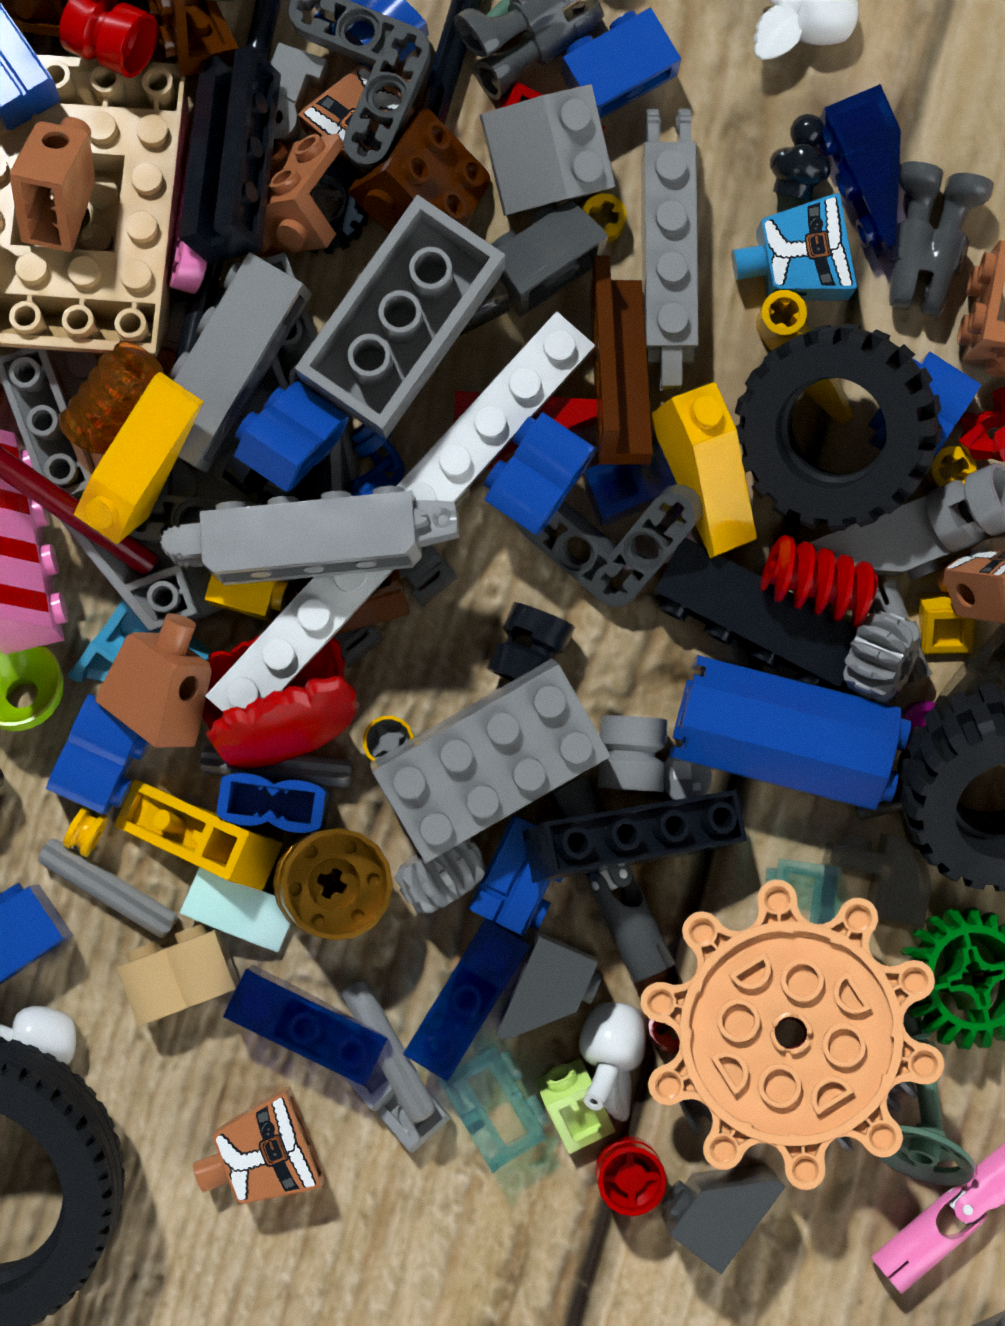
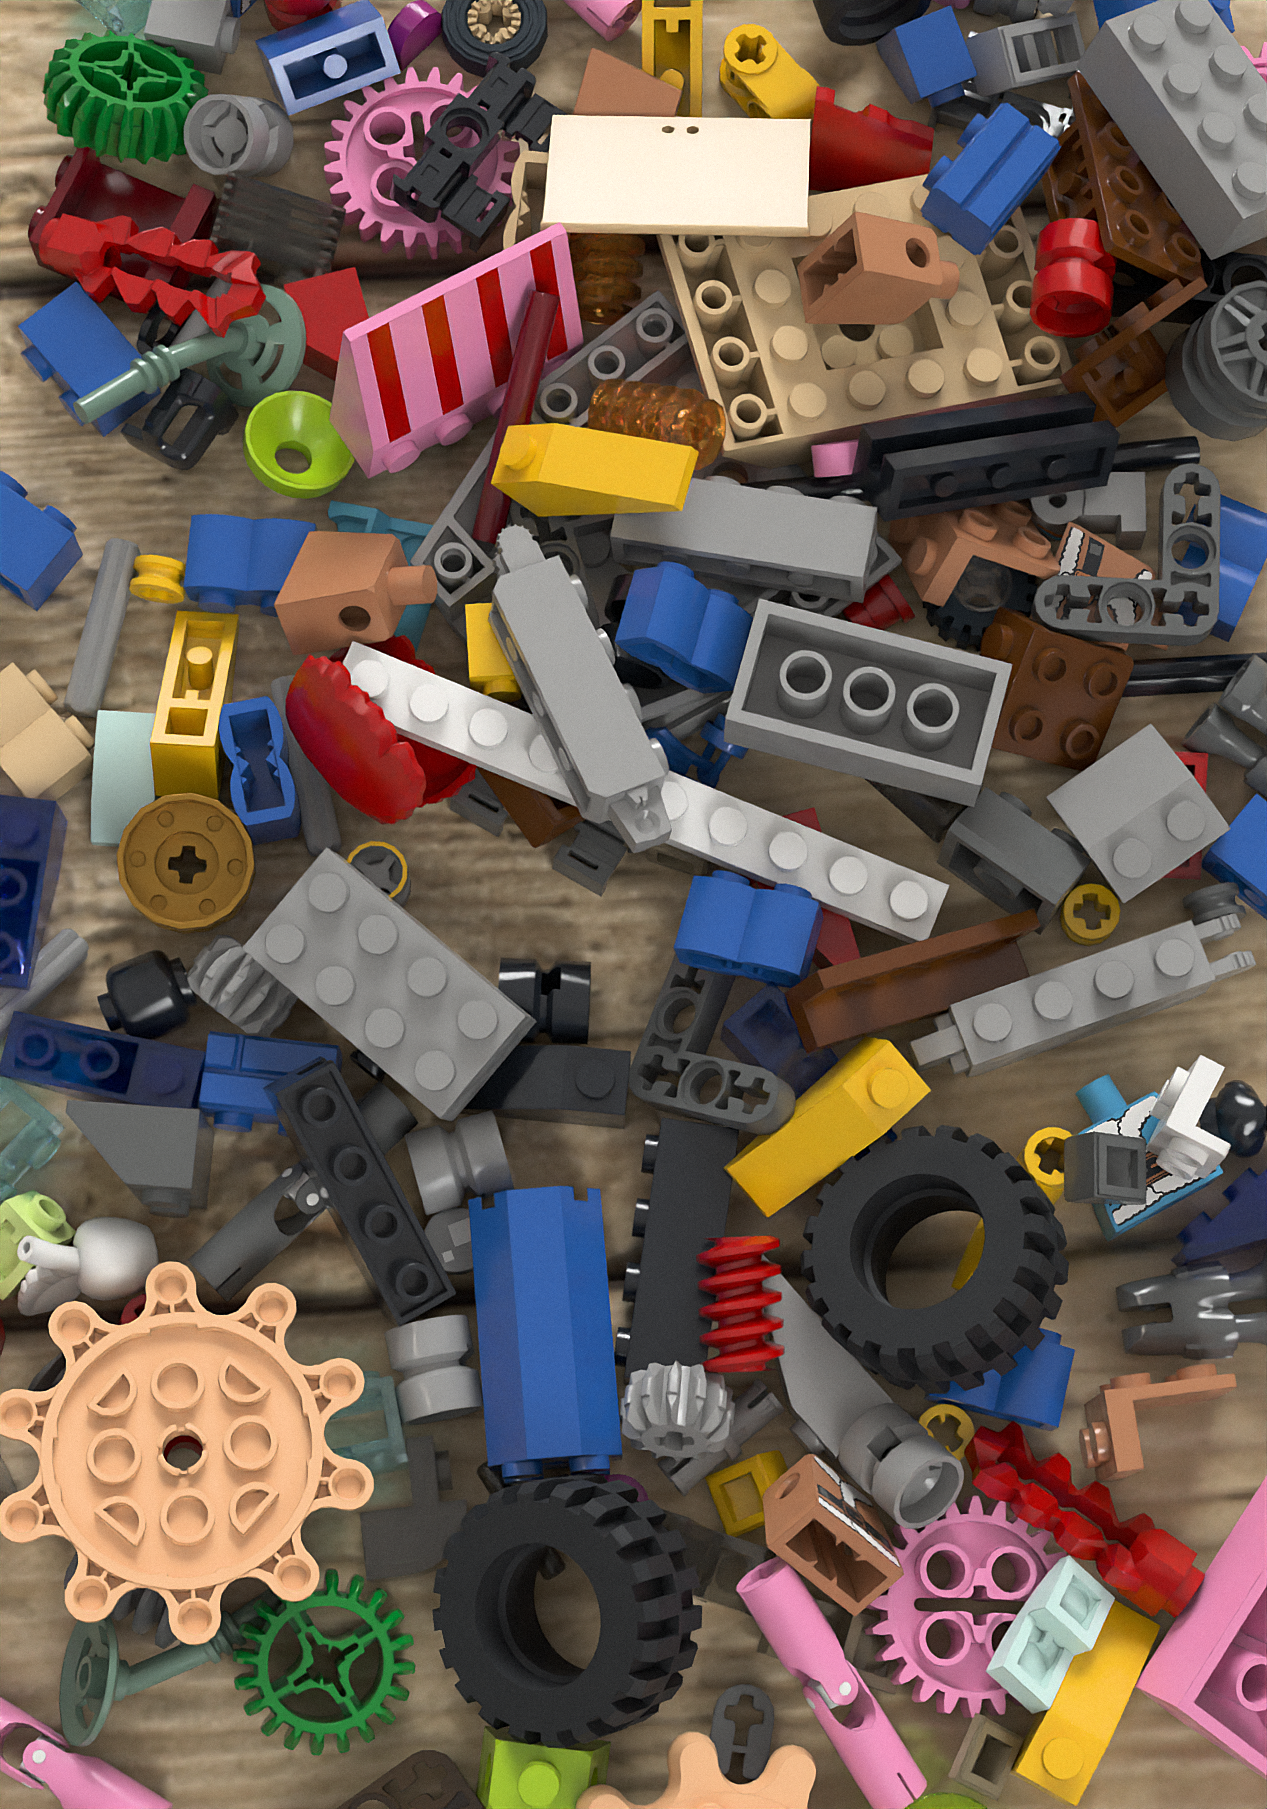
camera: 70 degrees right, 10 degrees down
(314, 278) = (881, 607): none -> red piece
(419, 947) = (147, 996): none -> black head
(601, 654) = (558, 1086): none -> black slope
(632, 124) = (1214, 902): none -> dark grey bush
(782, 825) = (434, 1369): none -> light grey wheel
(800, 204) = (1176, 1139): none -> white bracket
(810, 278) = (1105, 1169): none -> dark grey slope

